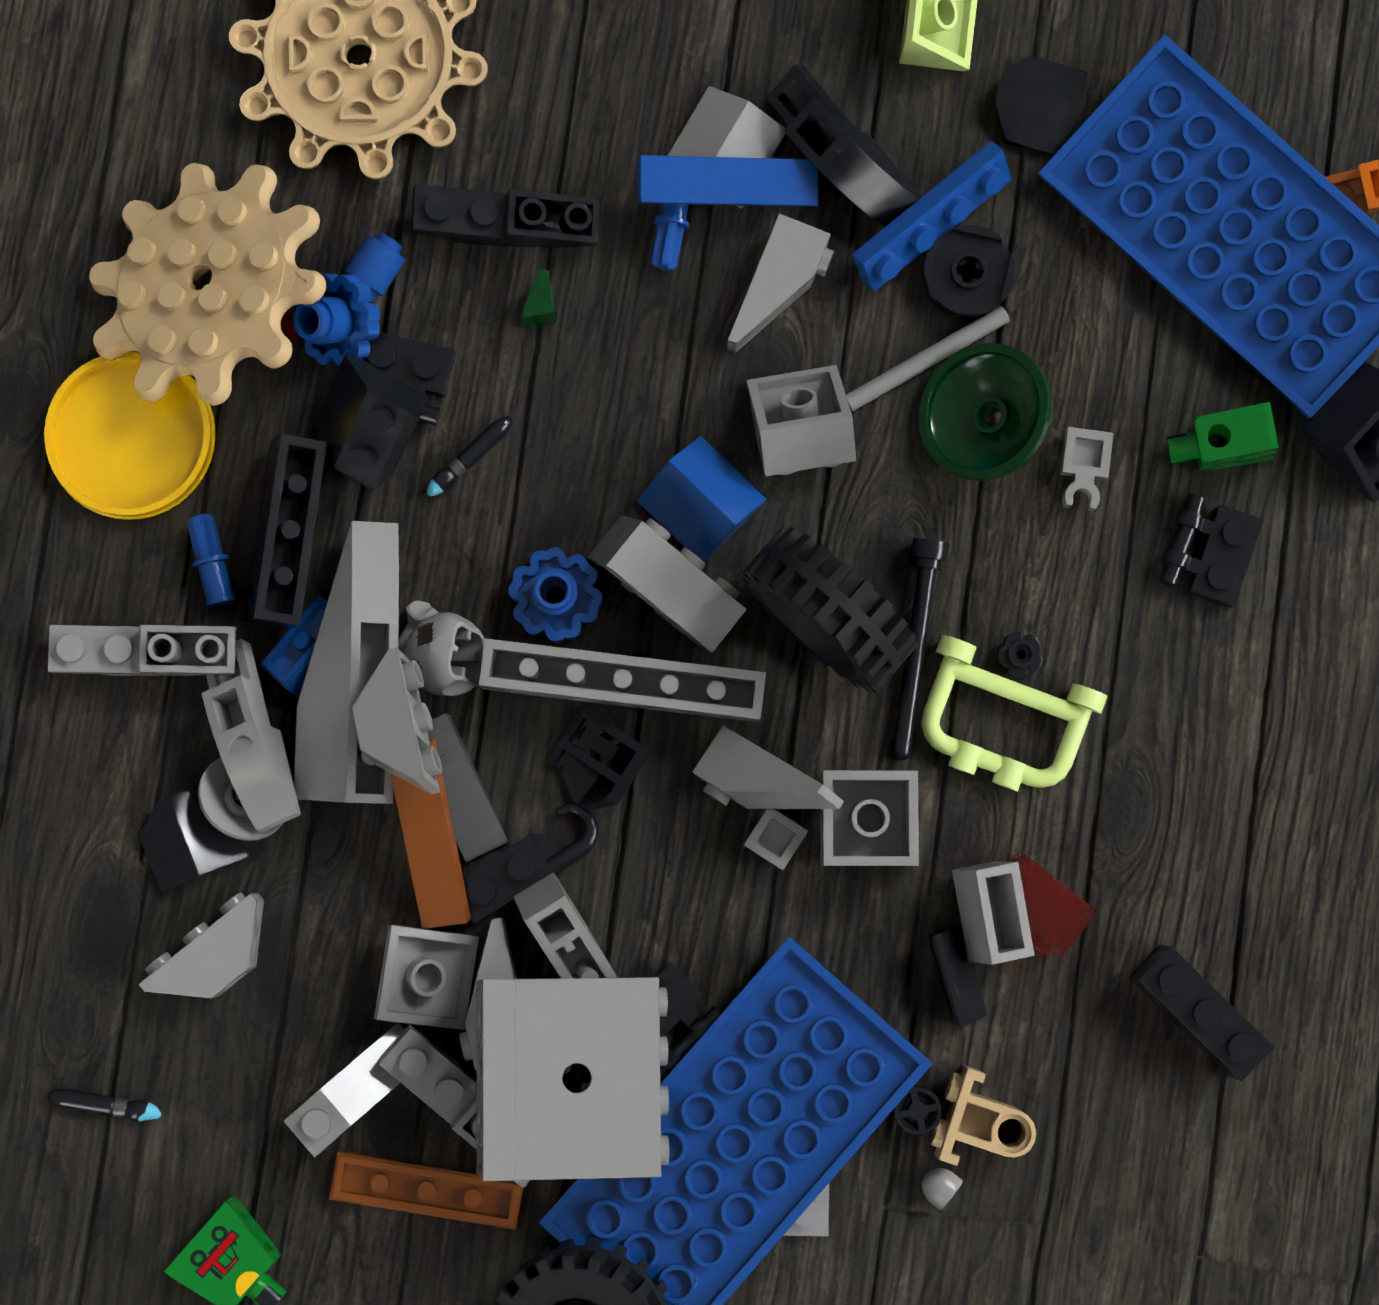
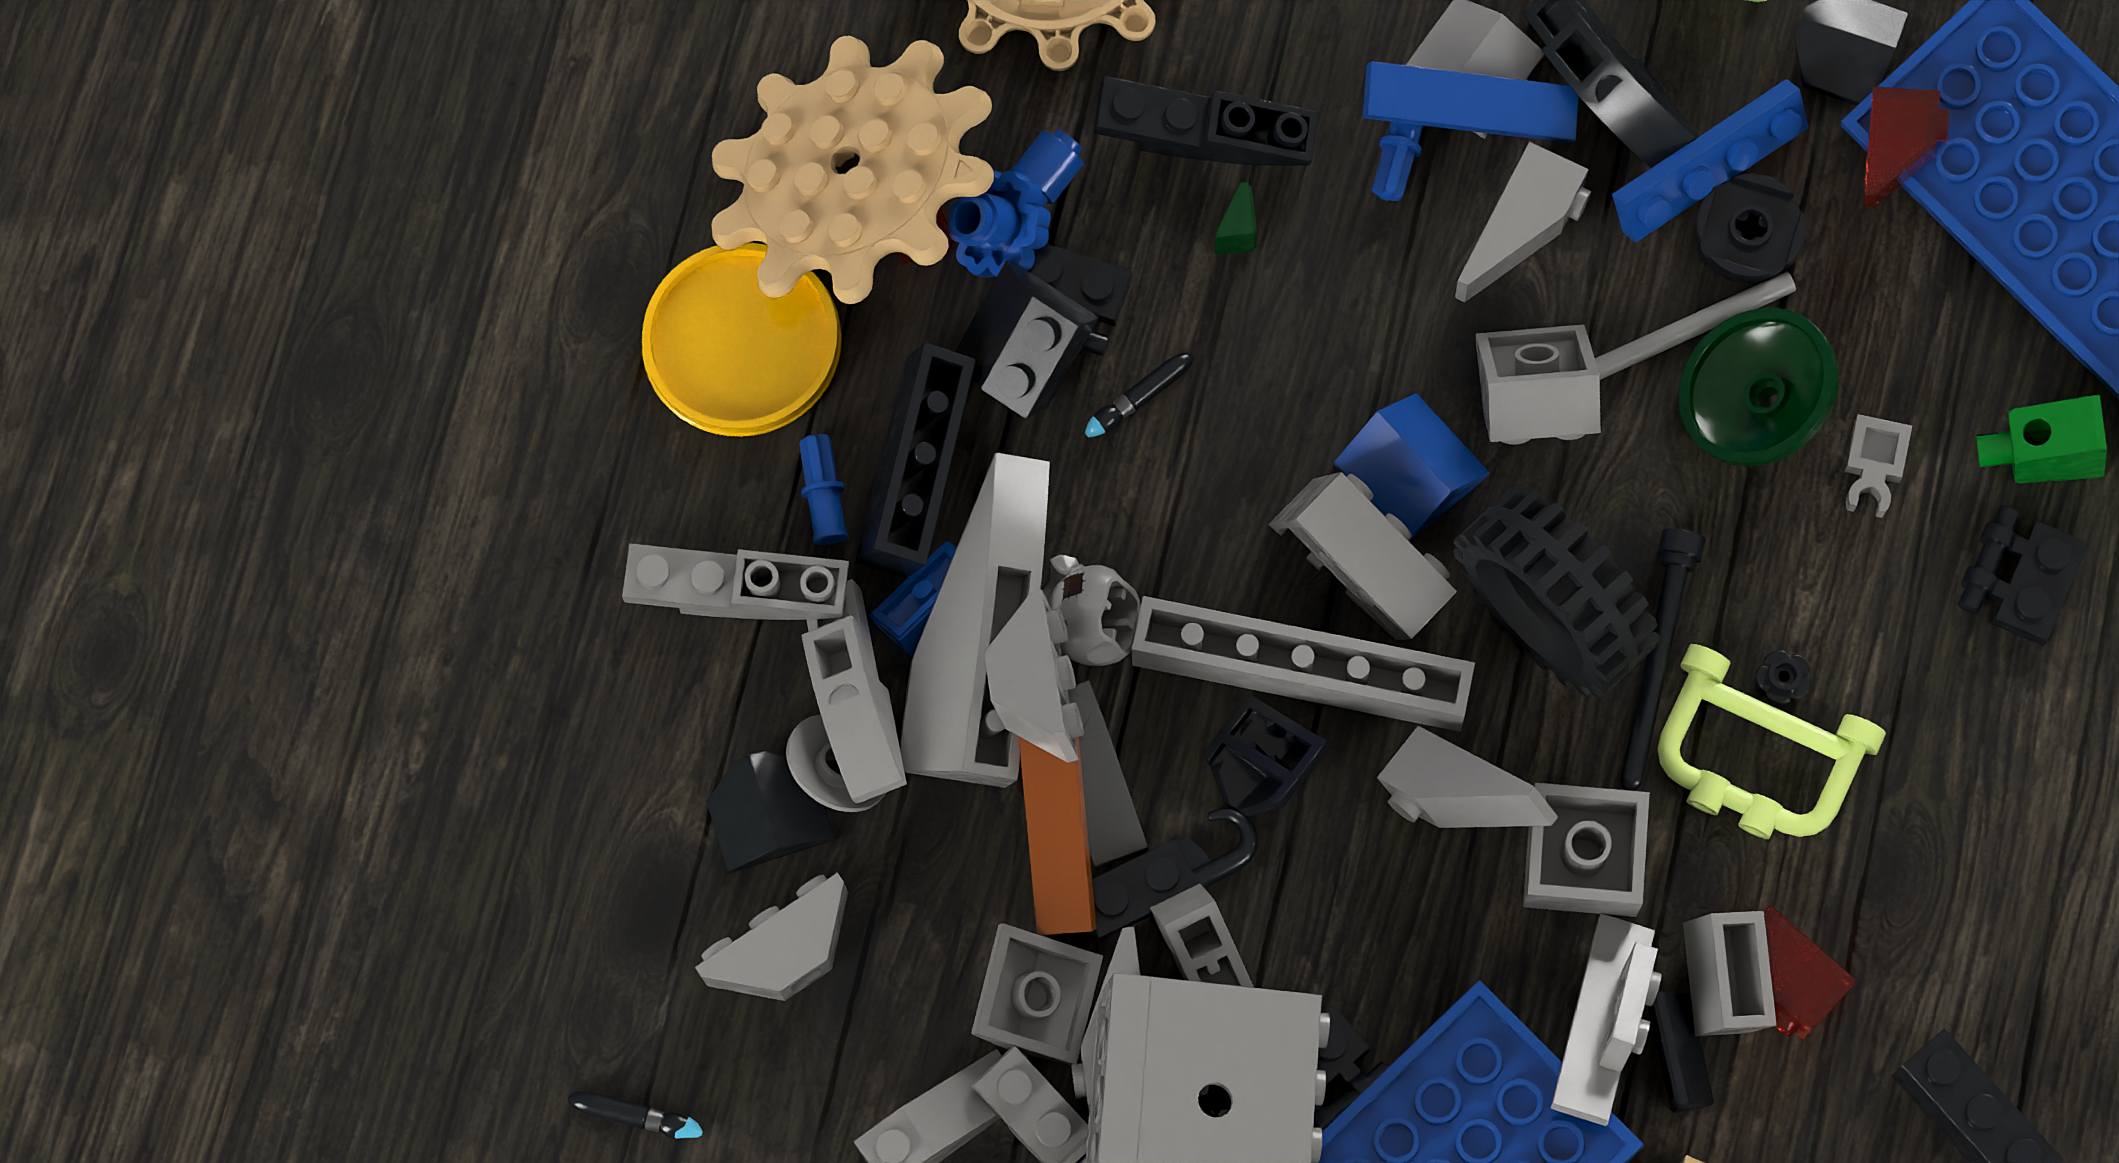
camera: 15 degrees right, 10 degrees down
(549, 571) = (1229, 585): blue plant -> none
(775, 838) = (1471, 867): light grey plate -> none
(896, 960) = (1607, 1018): none -> bracket
(1090, 185) = (1901, 137): none -> clear red slope

